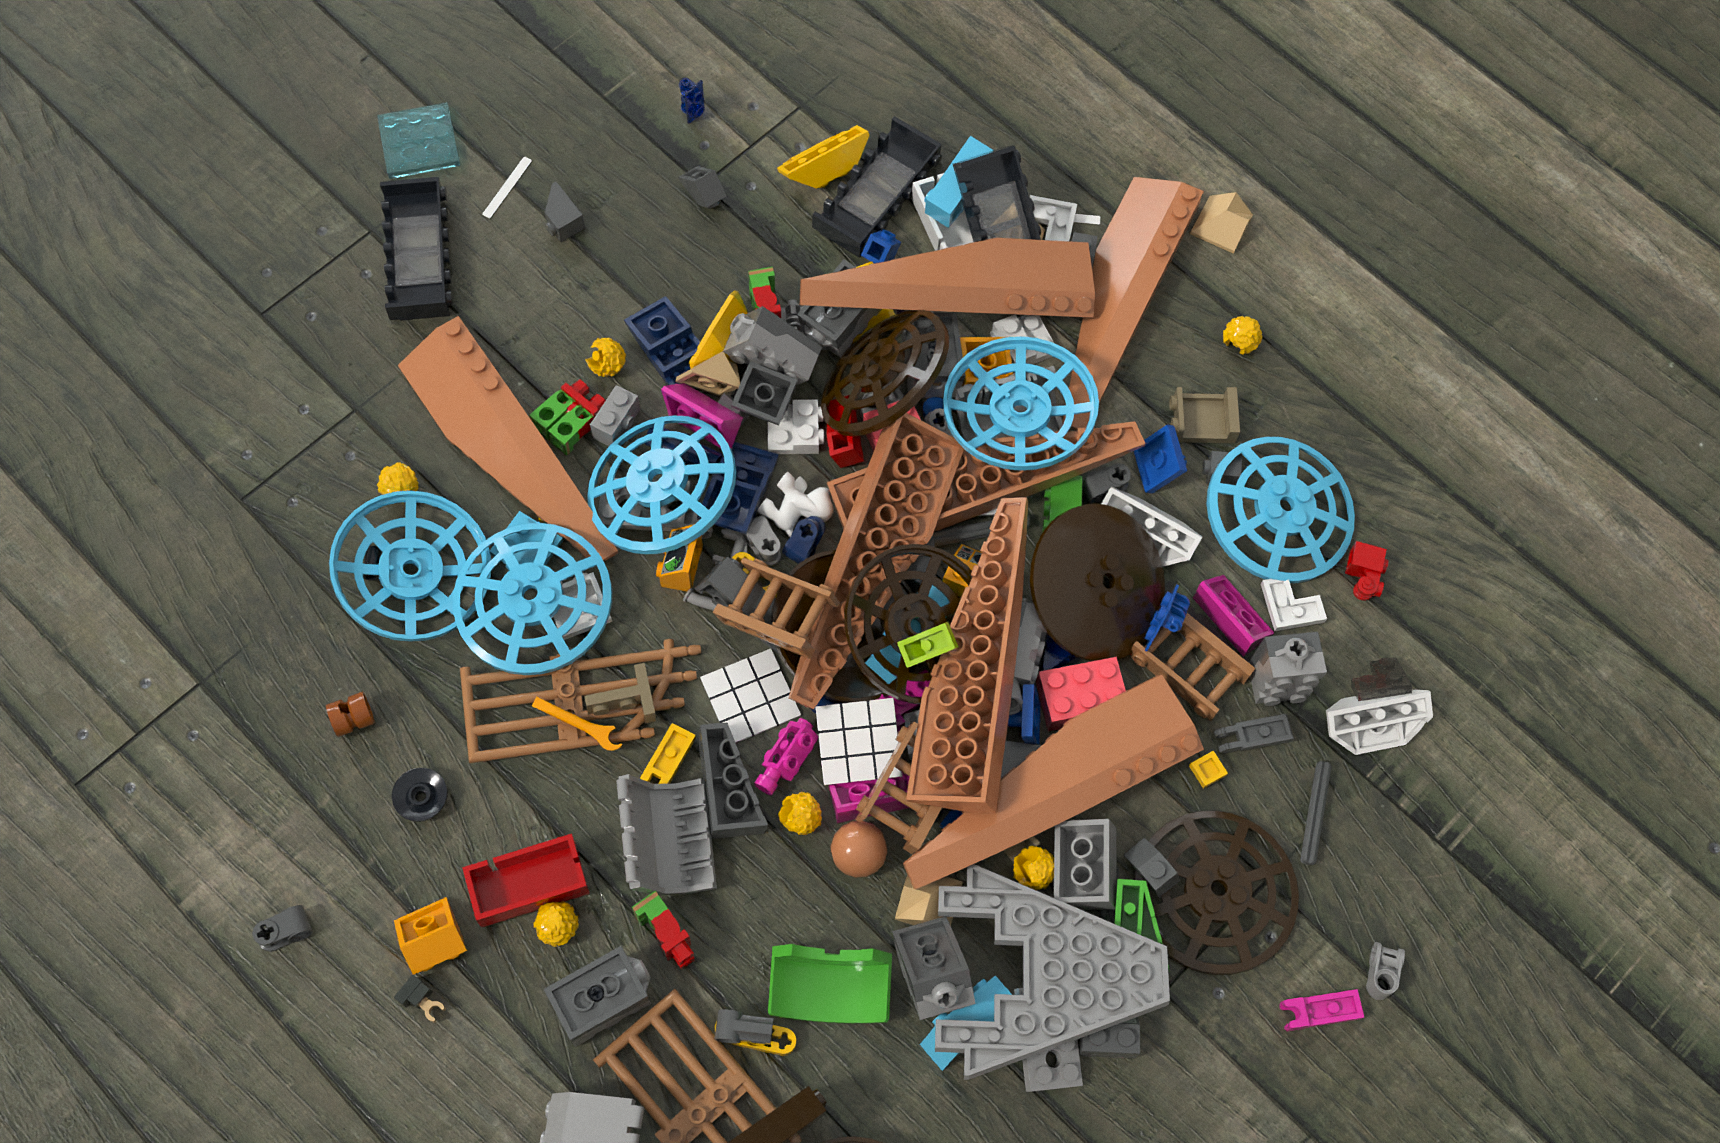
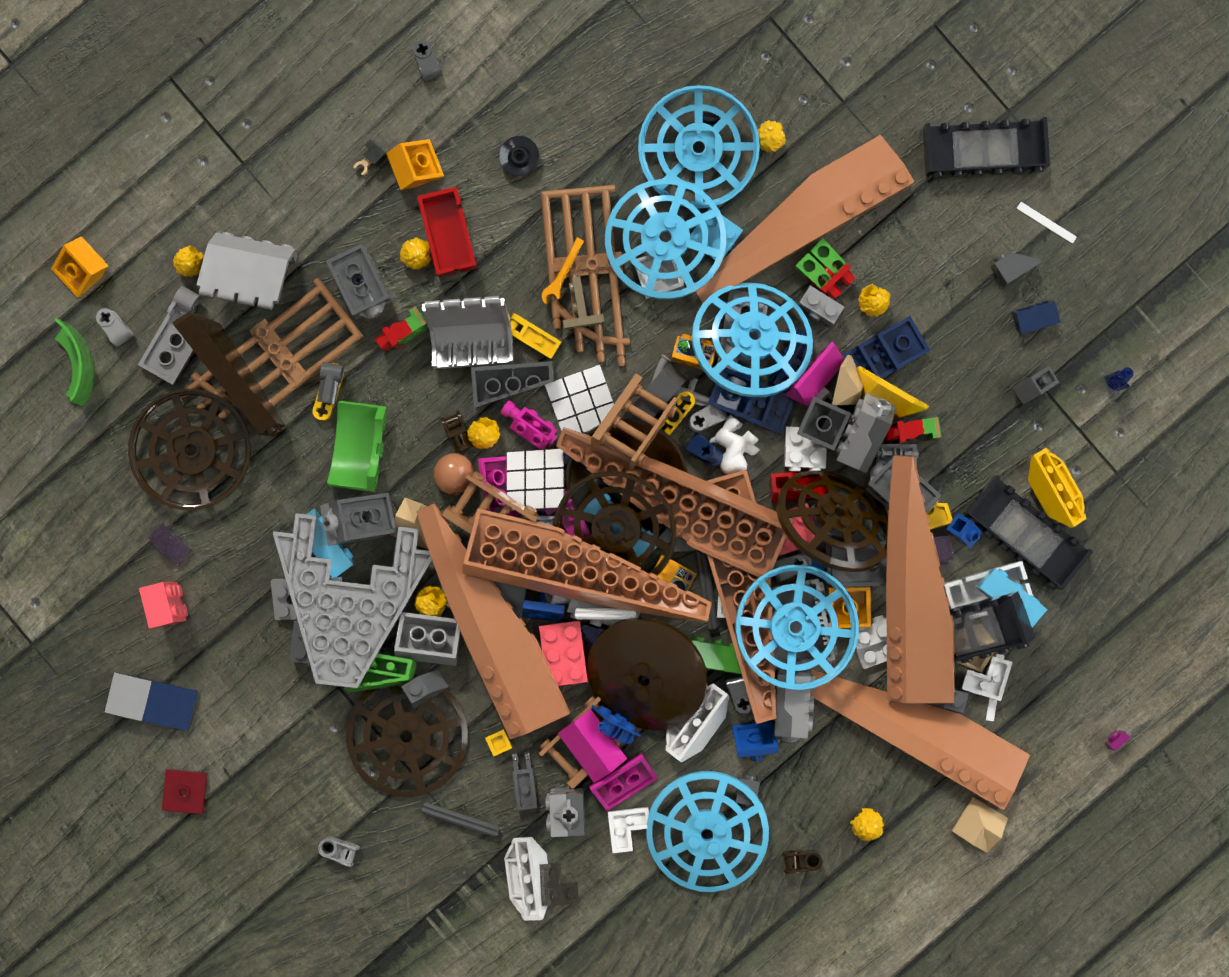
camera: 95 degrees right, 20 degrees up
(349, 714) = (587, 110): dark orange wheel -> none
(418, 140) = (1095, 148): clear light blue plate -> none
(620, 189) = (1036, 316): none -> dark blue hinge
(799, 852) = (456, 430): none -> dark brown connector
(927, 644) = (592, 533): lime slope -> none
(1029, 632) = (603, 613): none -> white axle
(1105, 90) = (1116, 739): none -> magenta plate
(1120, 407) = (793, 708): none -> light grey piece
(1198, 645) = (592, 749): none -> dark pink slope
(1206, 416) = (796, 782): dark tan panel -> none
(1299, 407) = (800, 861): none -> dark brown piece
(1323, 1009) = (314, 800): dark pink plate -> none
(1368, 564) = (656, 895): red brick -> none

